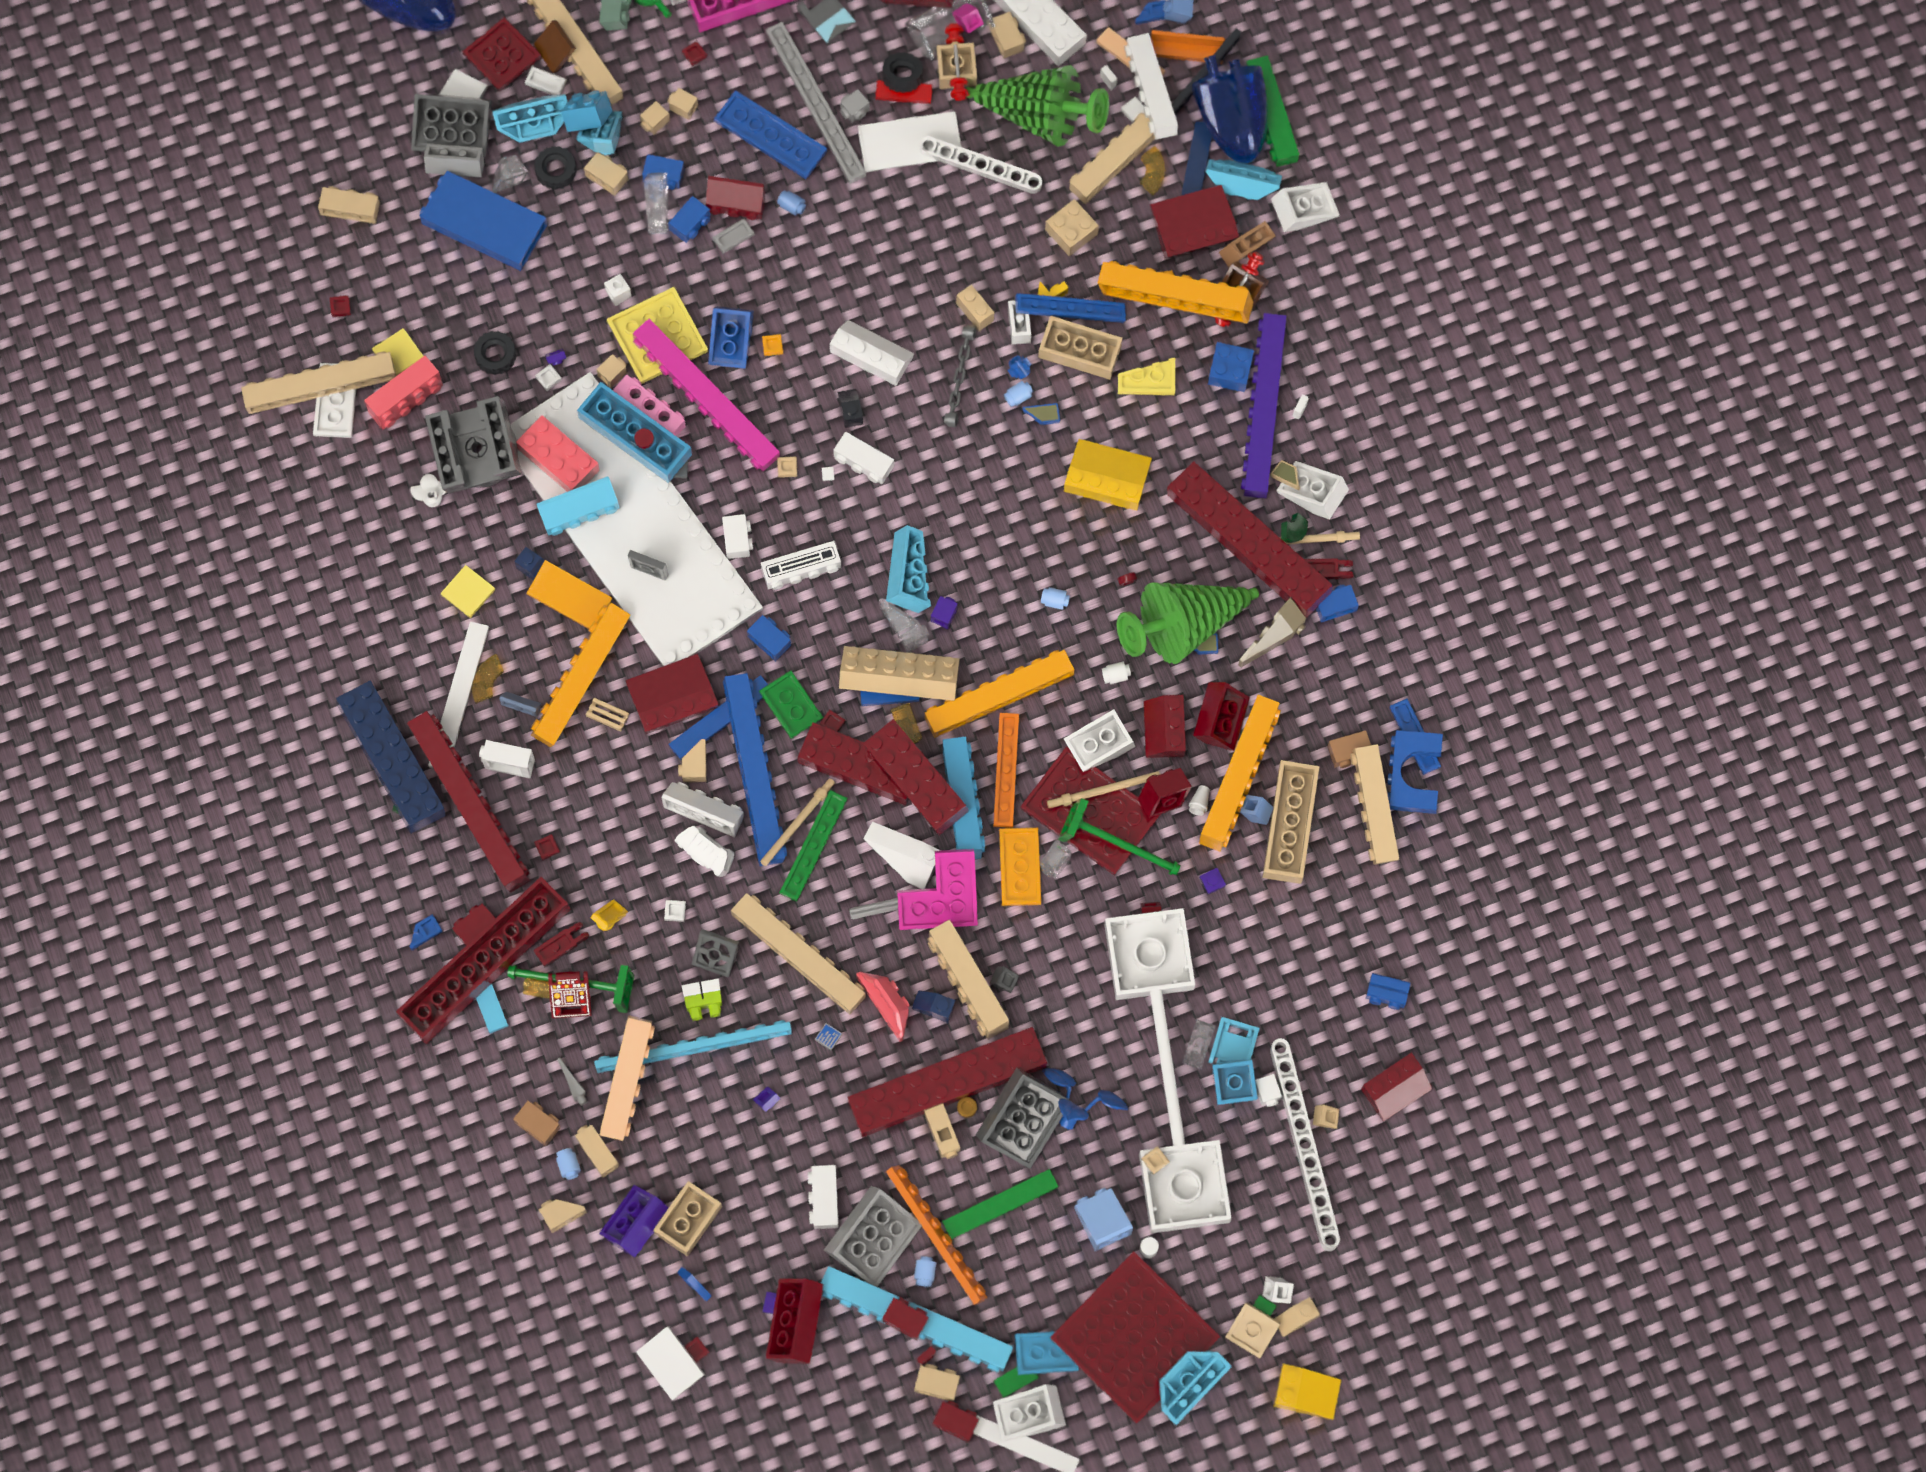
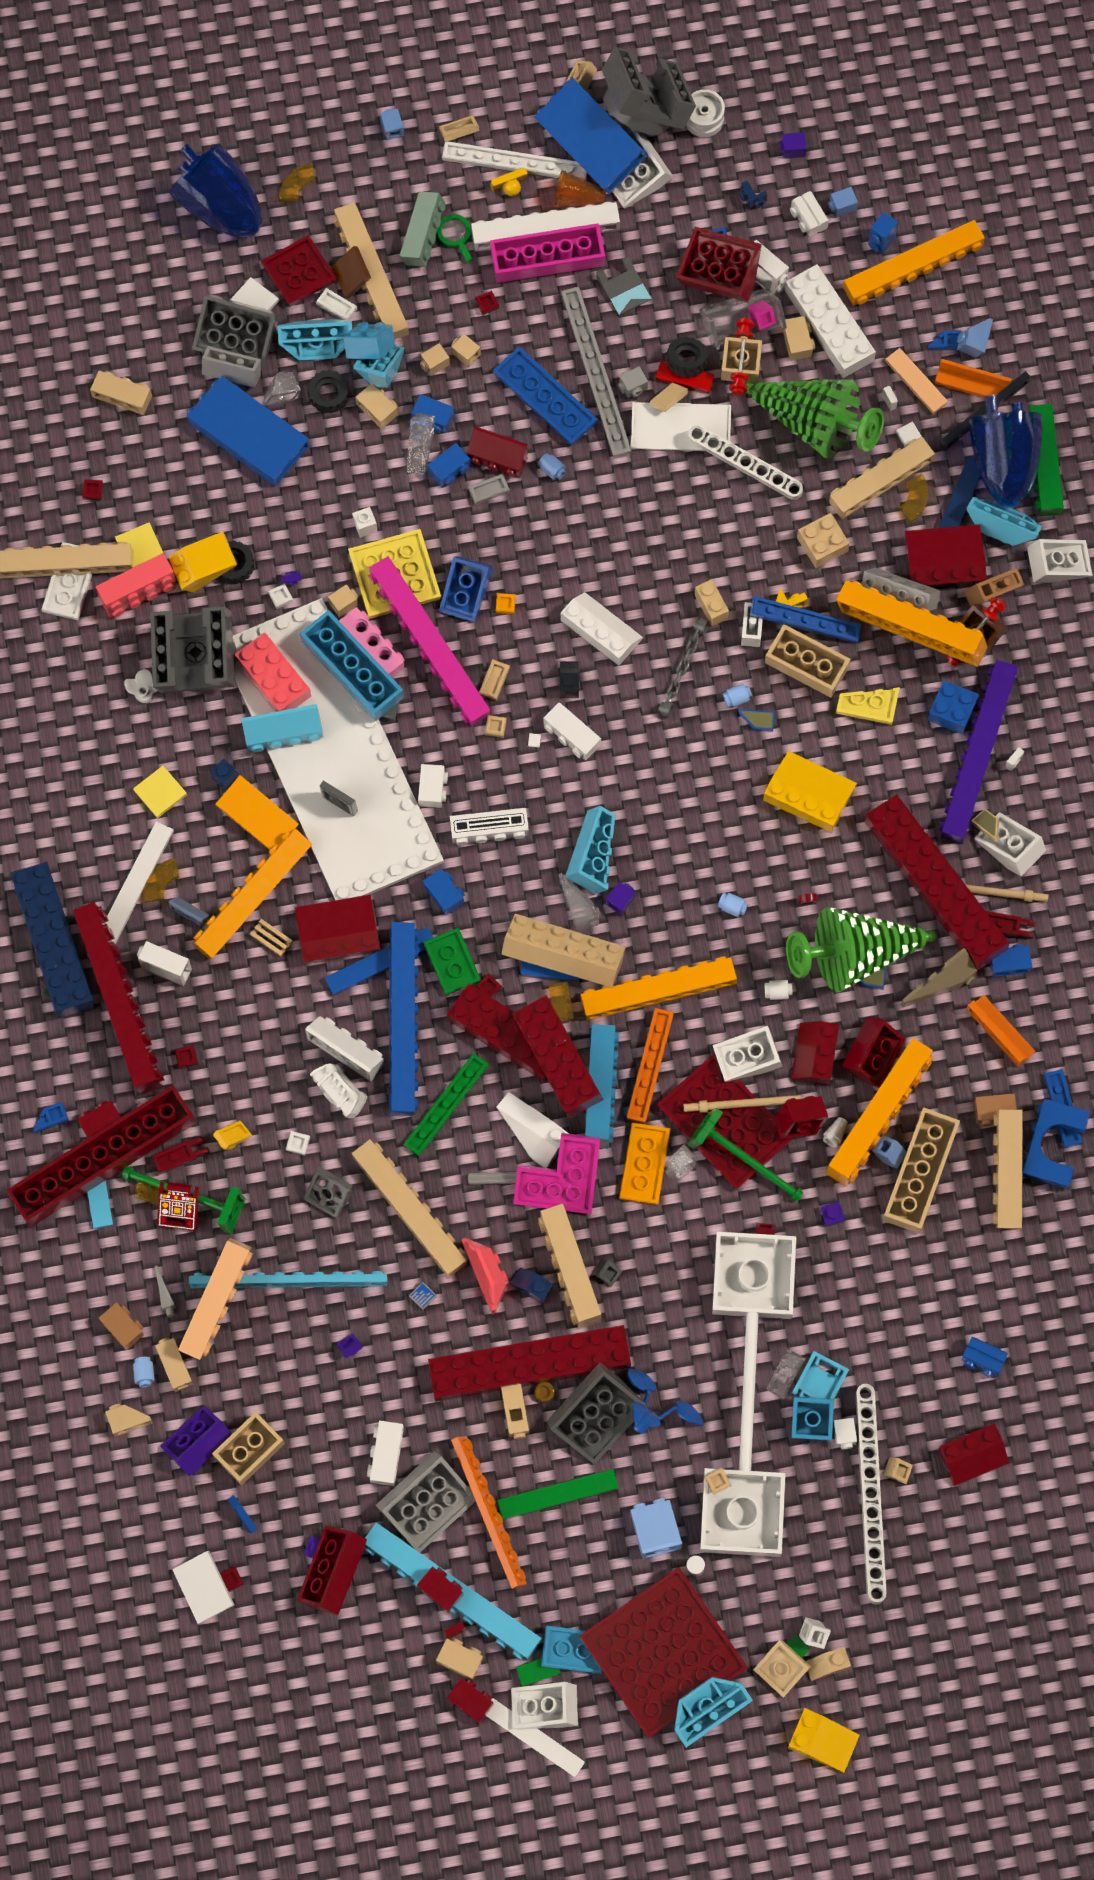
camera: 15 degrees right, 0 degrees up
(465, 357) = (202, 562): none -> yellow slope
(644, 438) = (359, 673): dark red tile -> none
(694, 764) = (345, 1002): tan slope -> none
(711, 1000) = (316, 1234): lime hips -> none
(776, 421) = (494, 680): none -> tan tile
(819, 795) = (461, 1056): tan bar -> none
(892, 114) = (668, 397): none -> tan tile
(925, 1271) = (470, 1546): light blue brick -> none
(1019, 367) = (743, 669): blue gear -> none
(1151, 85) = (930, 414): white brick -> none
(1159, 260) = (901, 588): none -> light grey brick
(1294, 530) = (983, 881): dark green tile -> none
(1339, 672) = (1000, 1030): none -> orange panel

